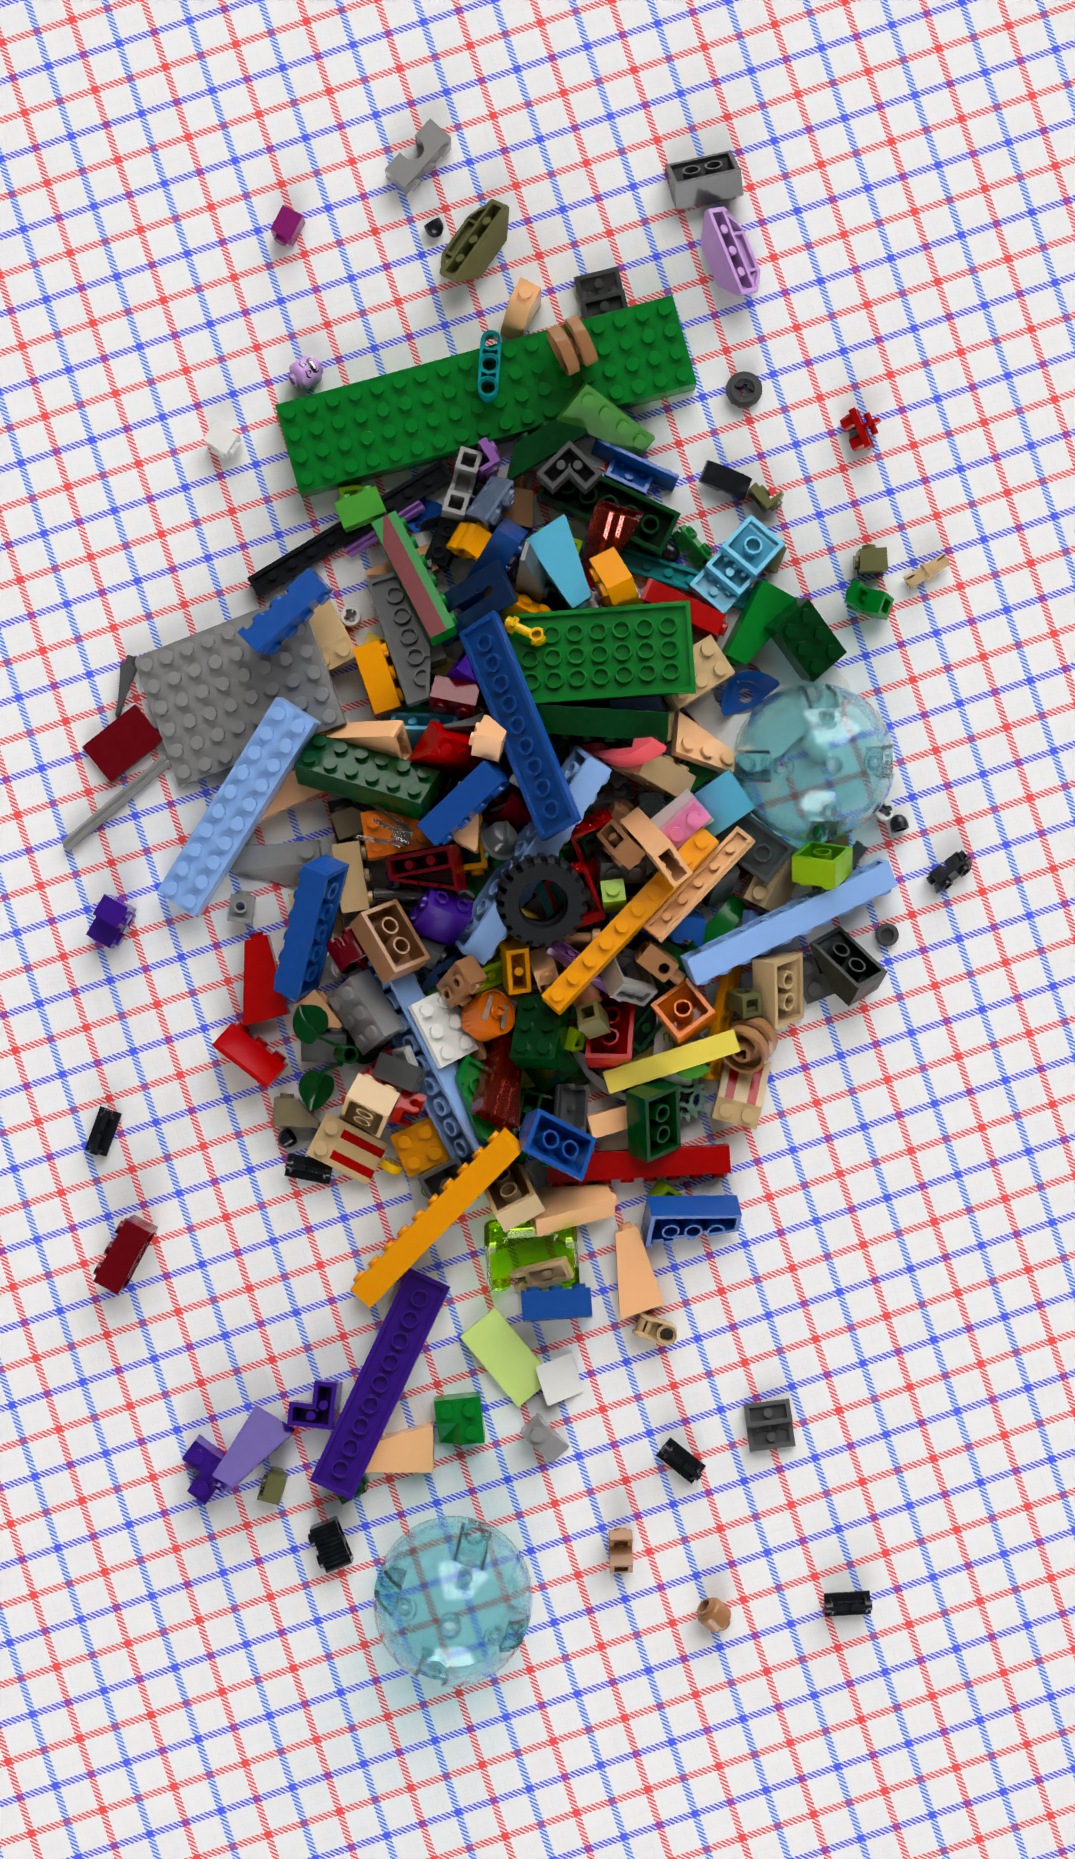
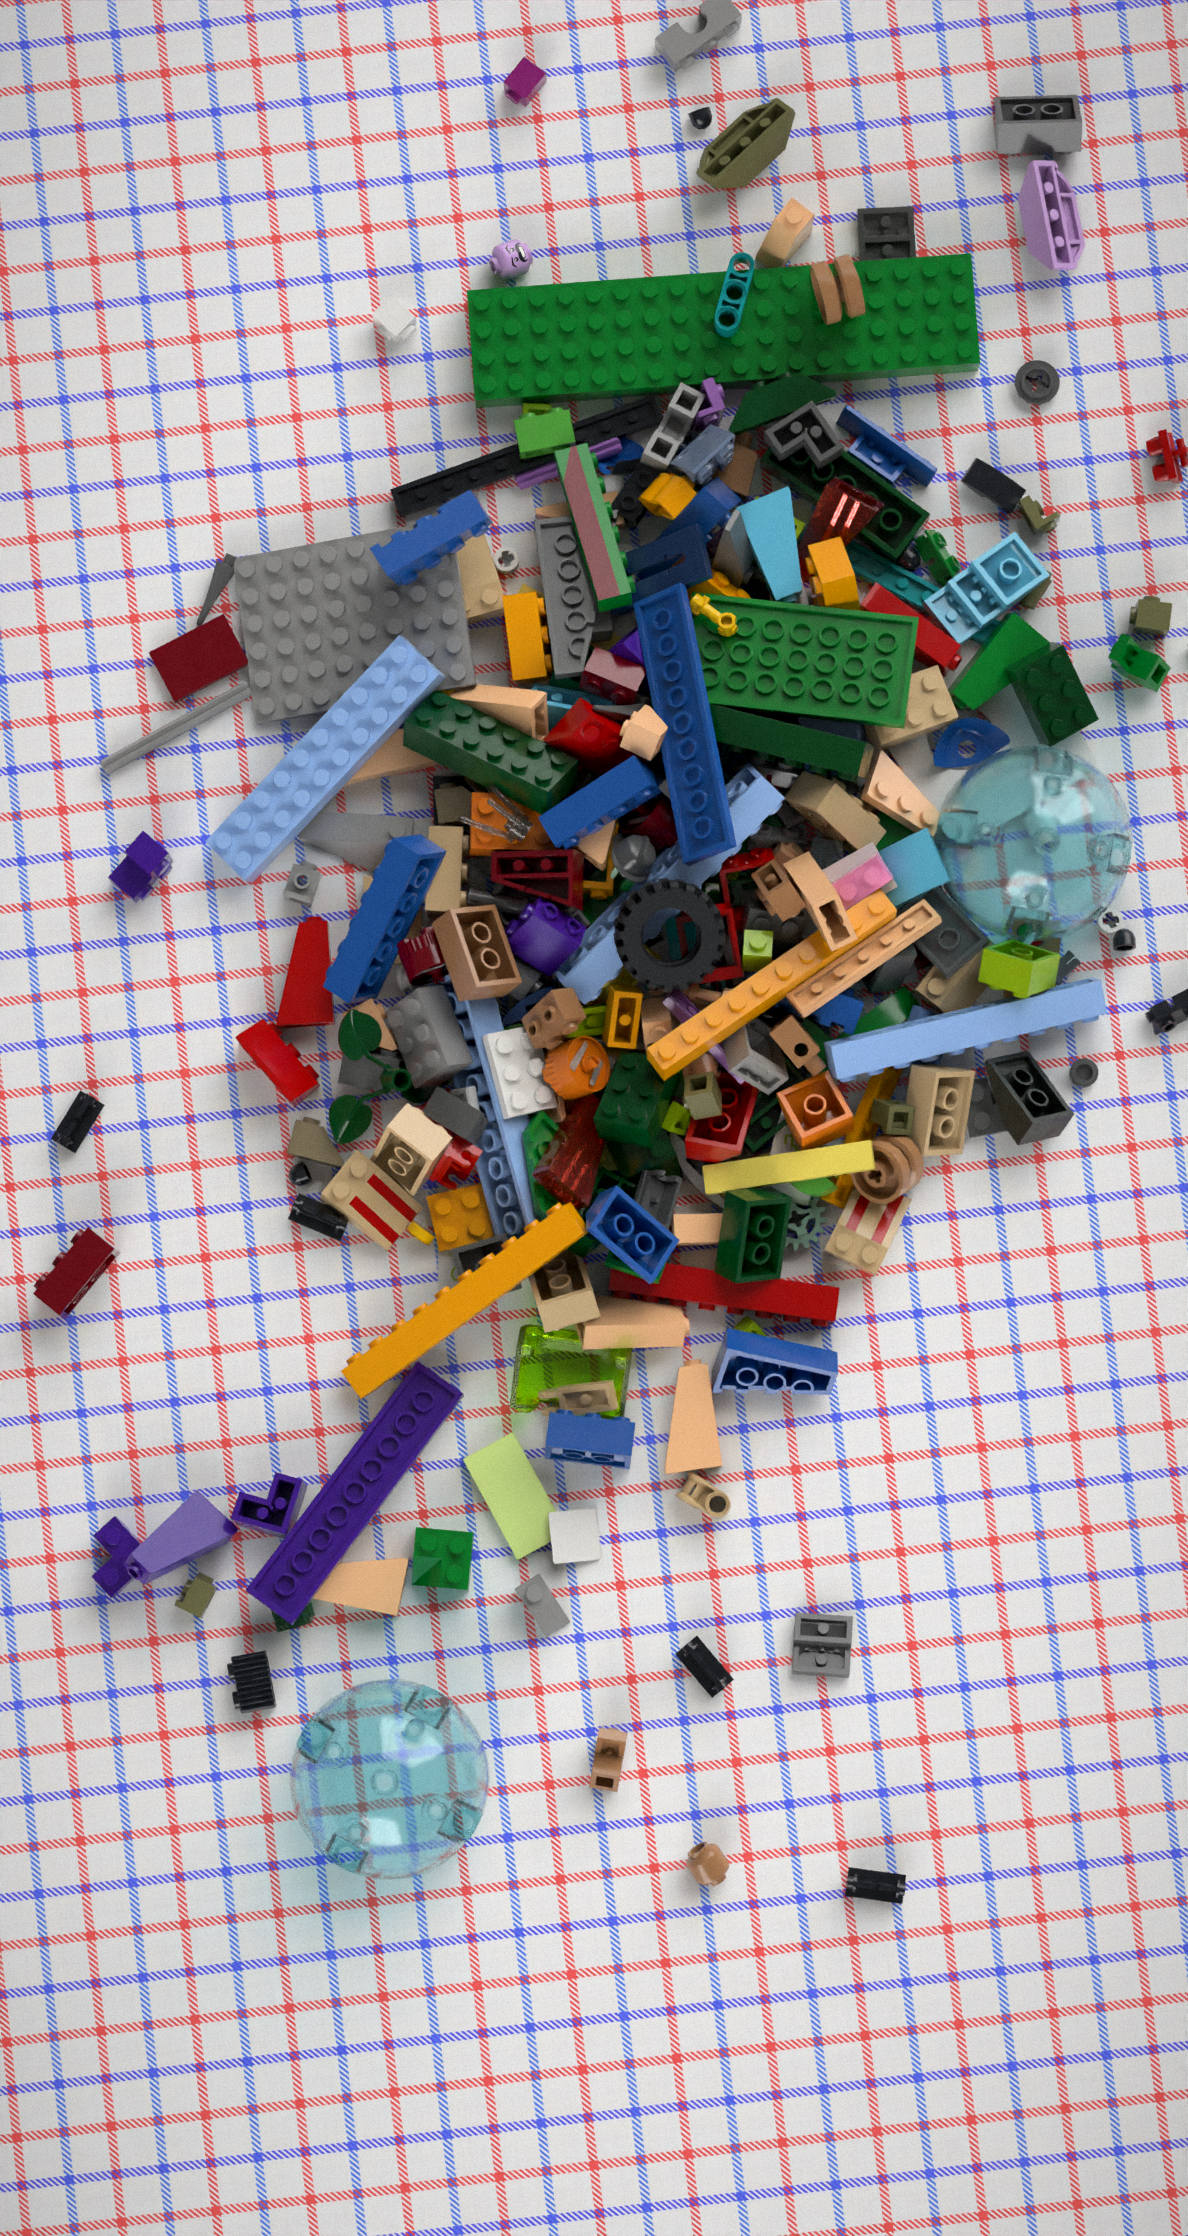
camera: 15 degrees right, 5 degrees down
(605, 421) = (861, 387): bright green wing -> none
(641, 752) = (825, 782): coral slope -> none

